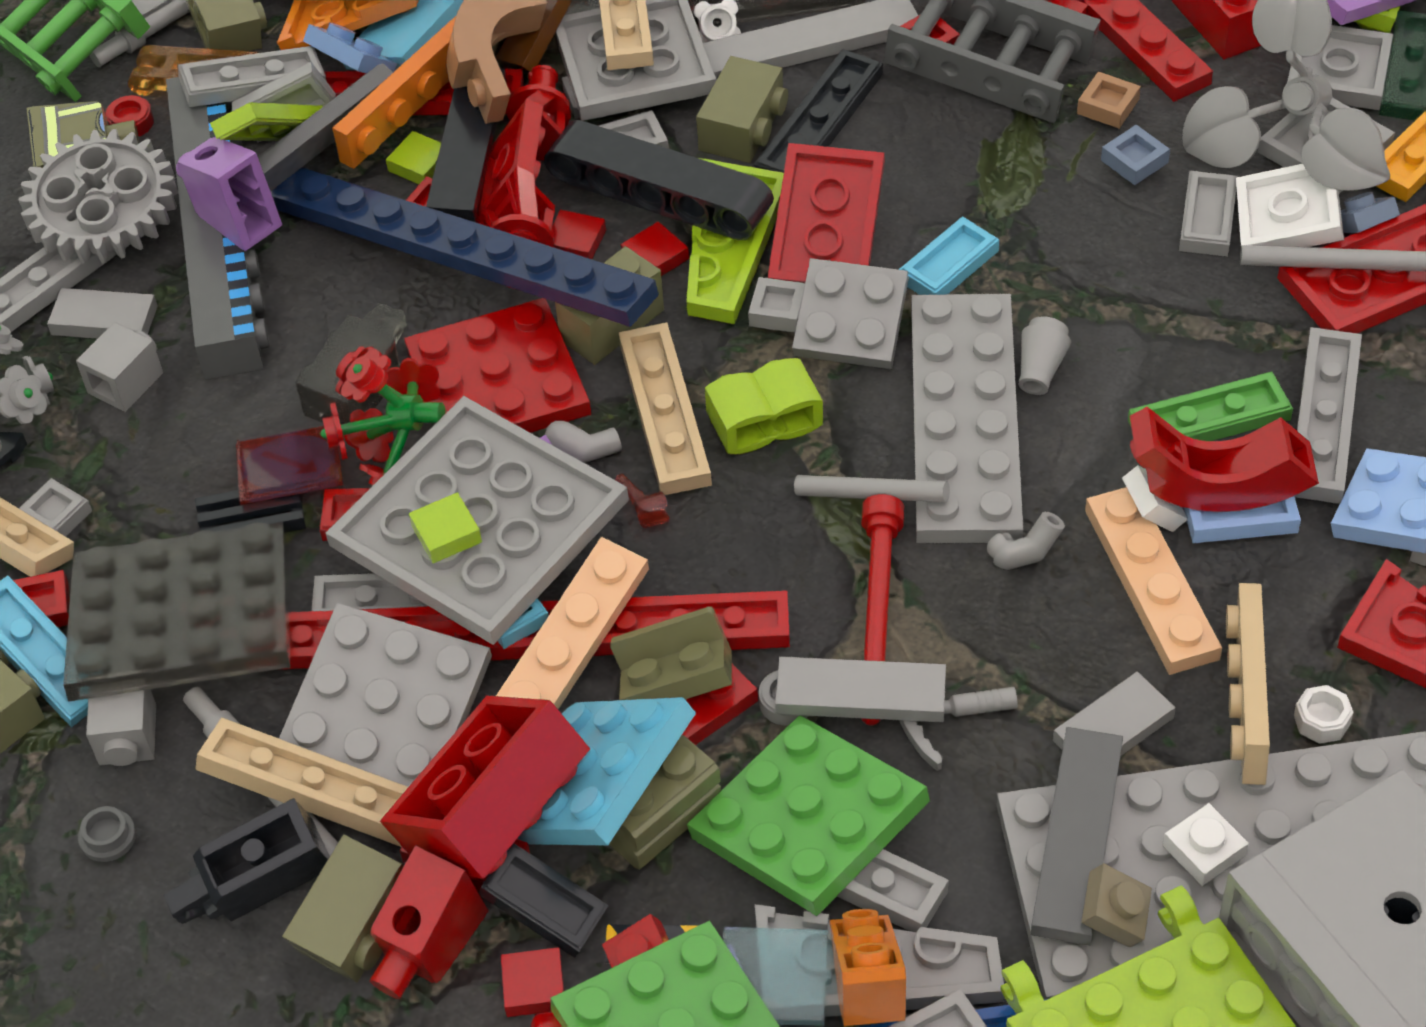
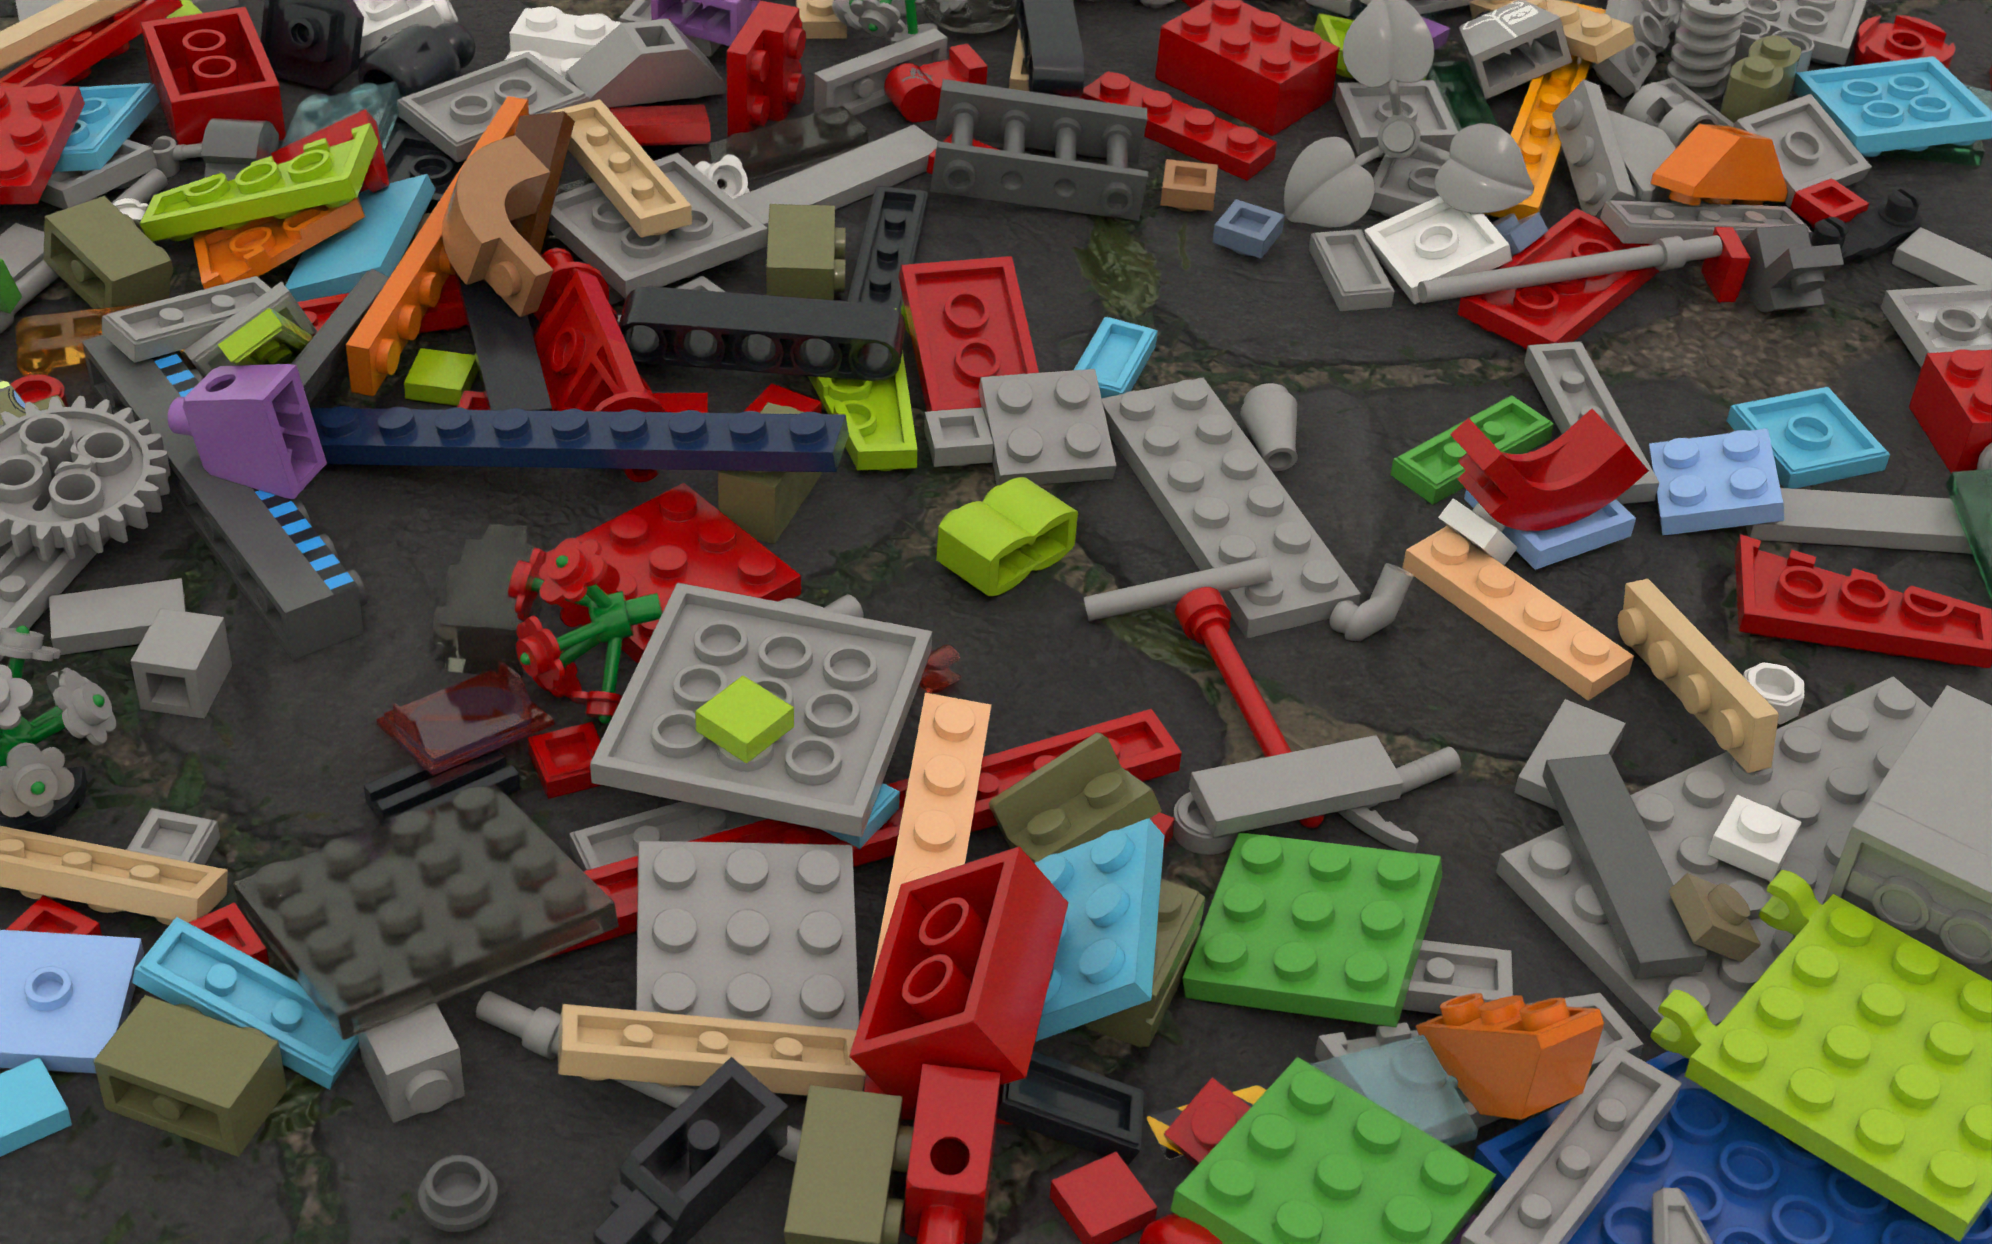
camera: 30 degrees left, 10 degrees down
(339, 44) = (289, 265): medium blue plate -> none
(665, 409) = (893, 563): tan plate -> none

